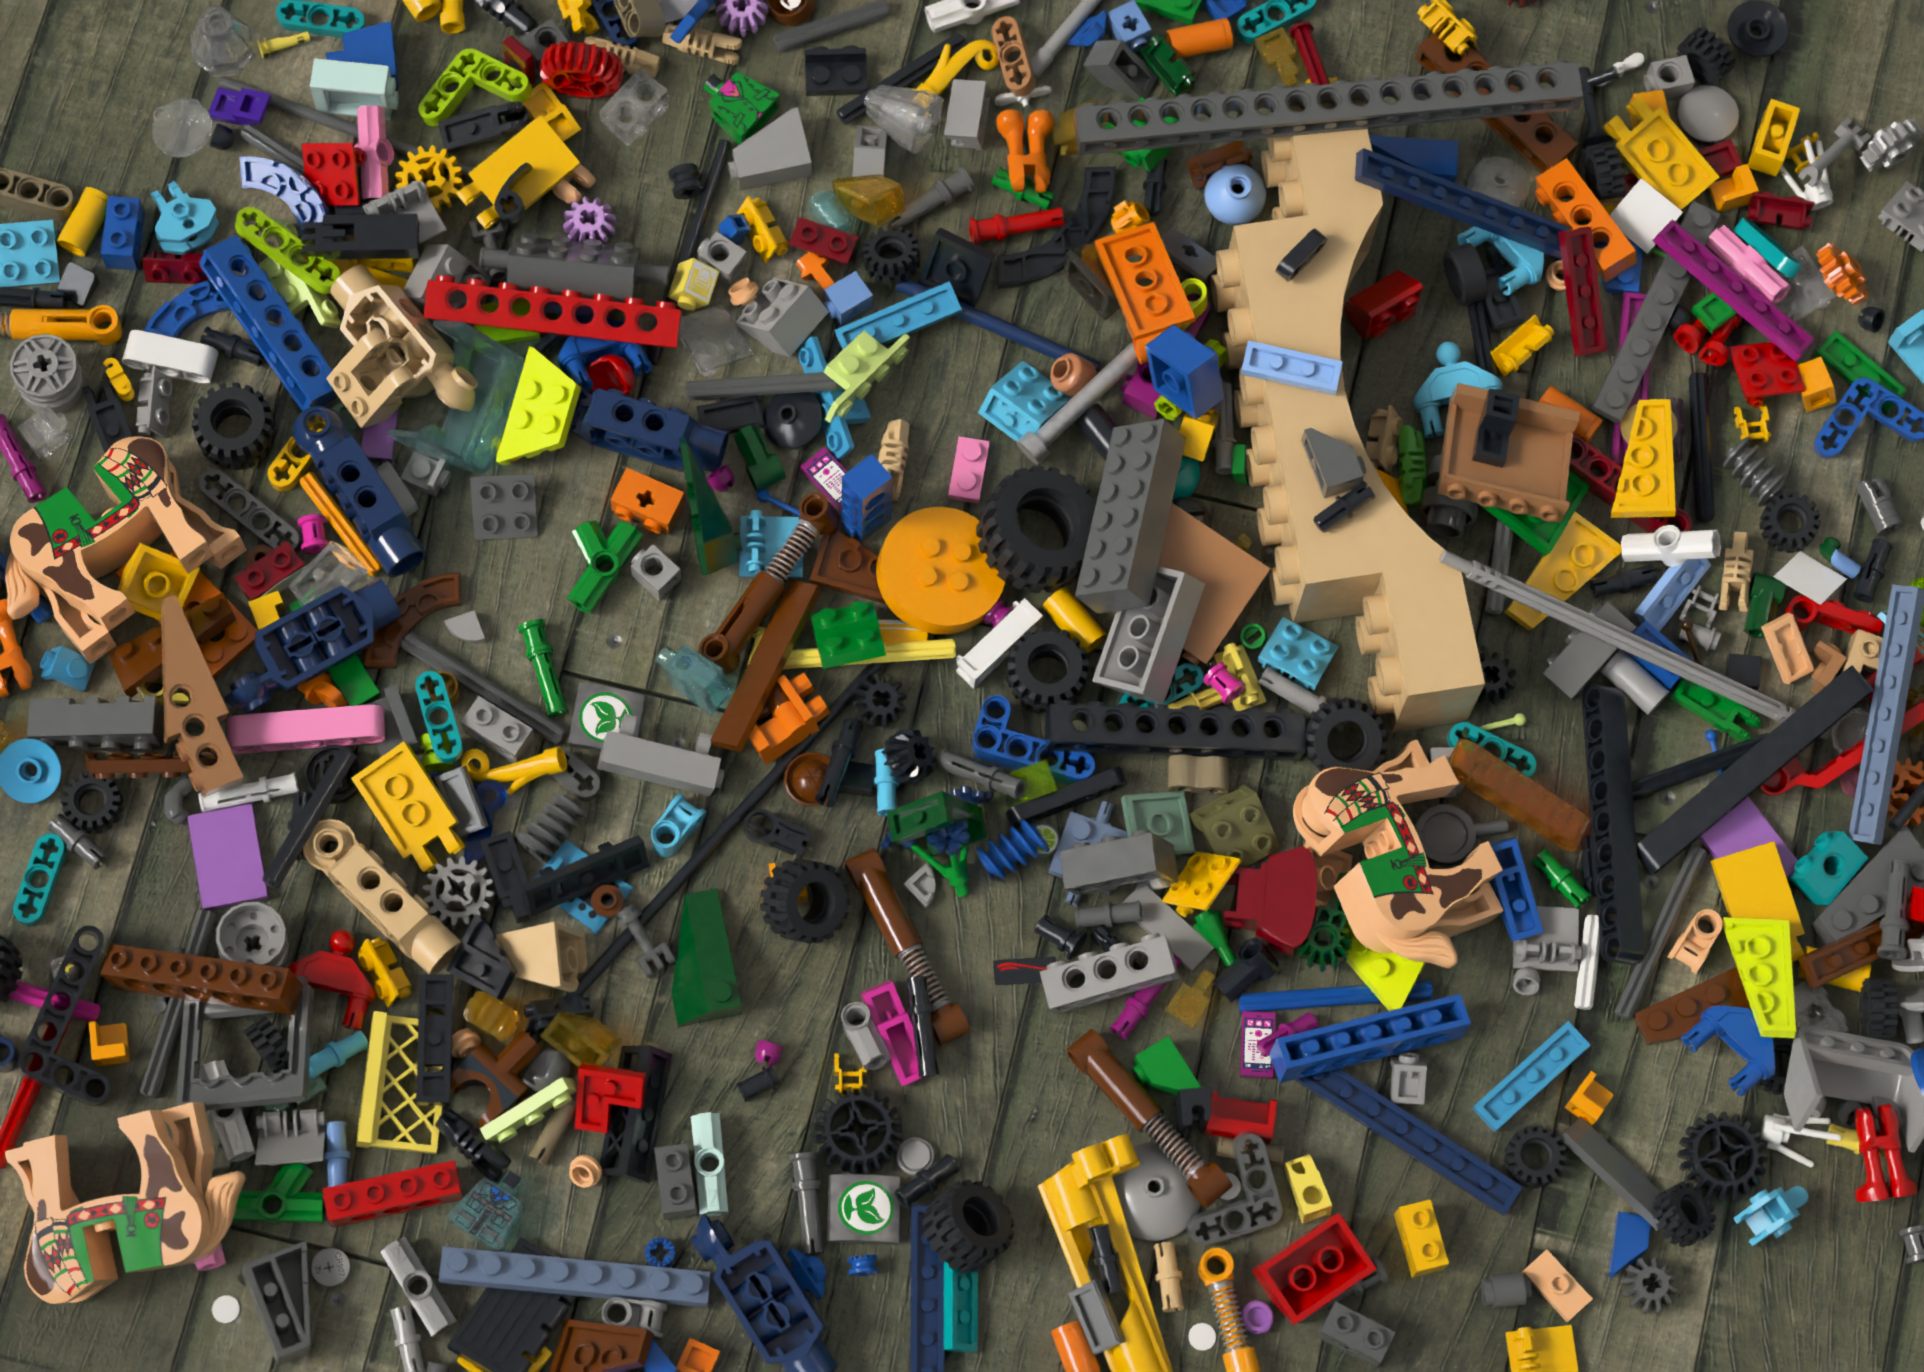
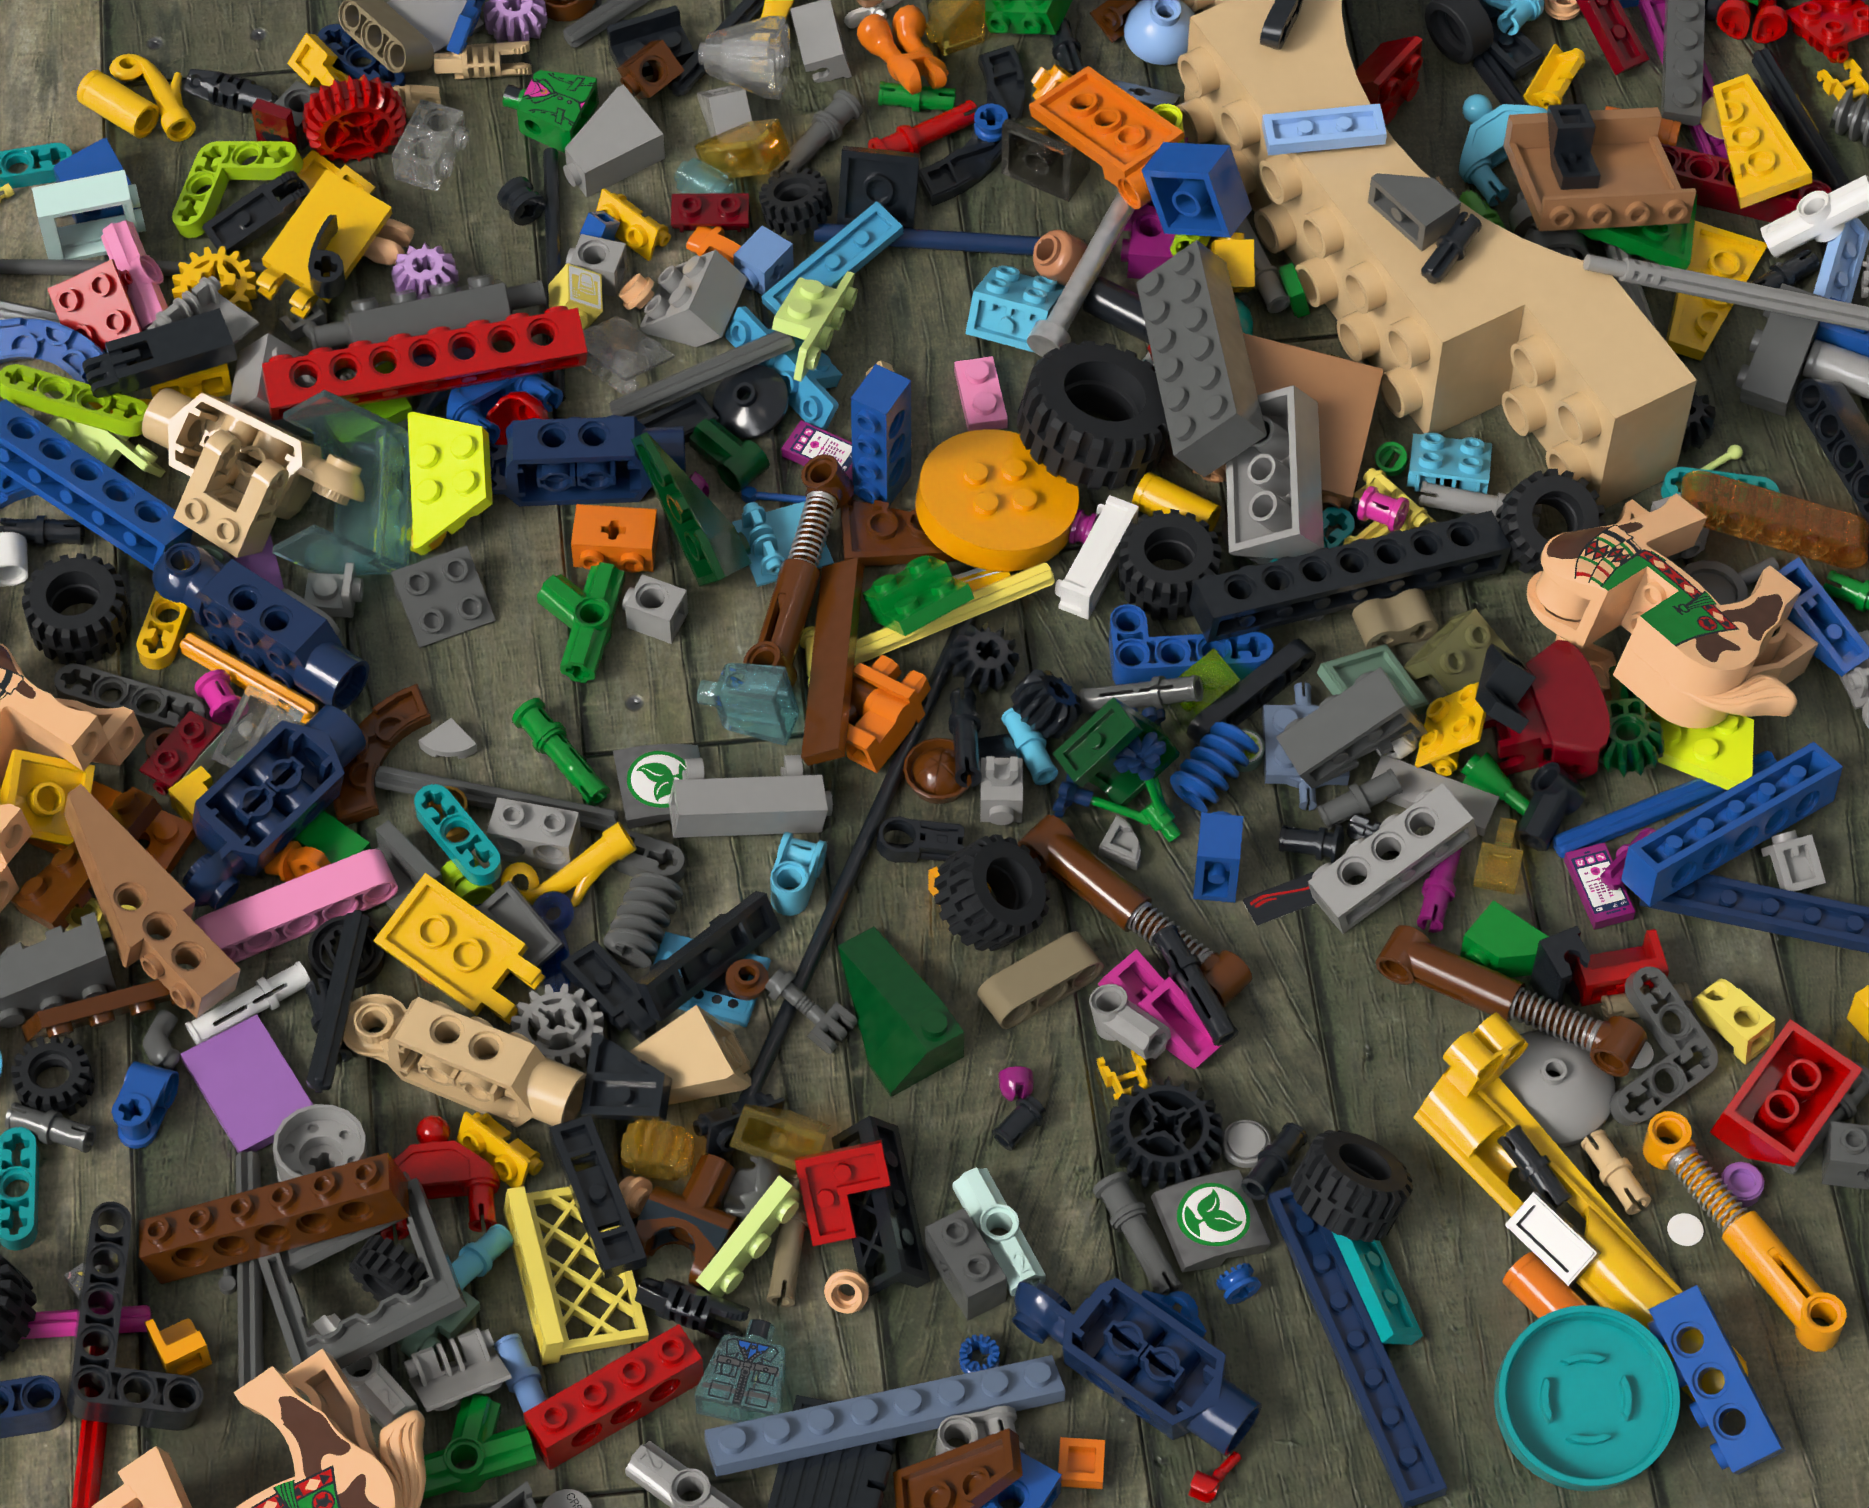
camera: 15 degrees left, 15 degrees down
(150, 841) = (143, 1103): none -> blue piece
(817, 976) = (1040, 980): none -> dark tan beam
(835, 105) = (664, 67): none -> reddish brown brick
(849, 814) = (1001, 790): none -> light grey brick
(982, 928) = (1218, 857): none -> blue brick
(1064, 226) = (989, 112): none -> blue bush
(1243, 870) = (1502, 686): none -> black slope

